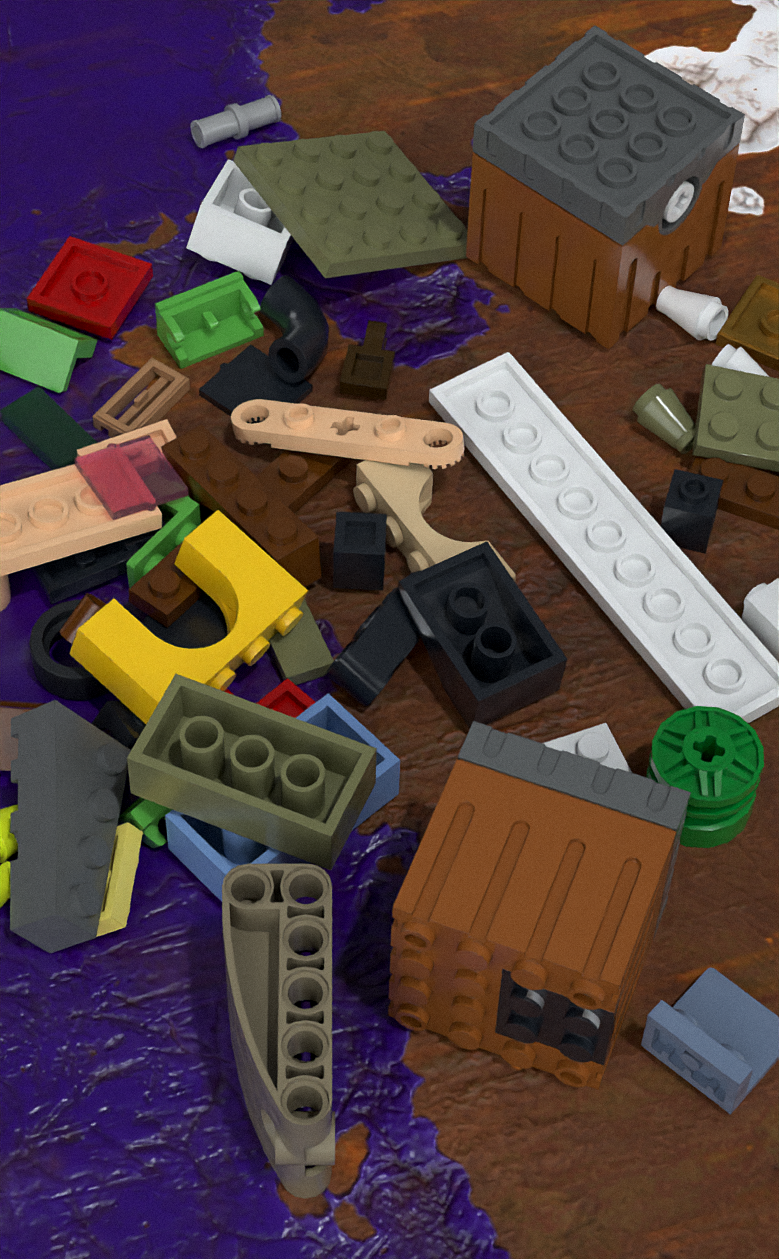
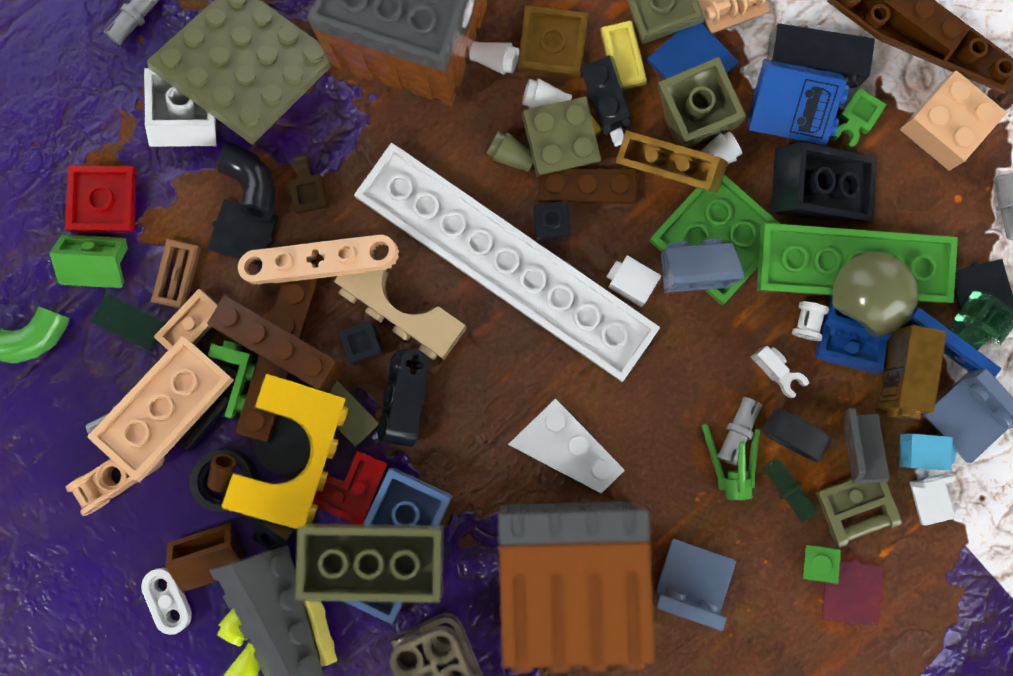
camera: 15 degrees left, 30 degrees up
(131, 477) = (198, 357): clear pink piece -> none
(208, 320) = (189, 195): bright green hinge -> none
(482, 635) = (460, 378): black slope -> none
(716, 761) = (614, 408): green wheel -> none

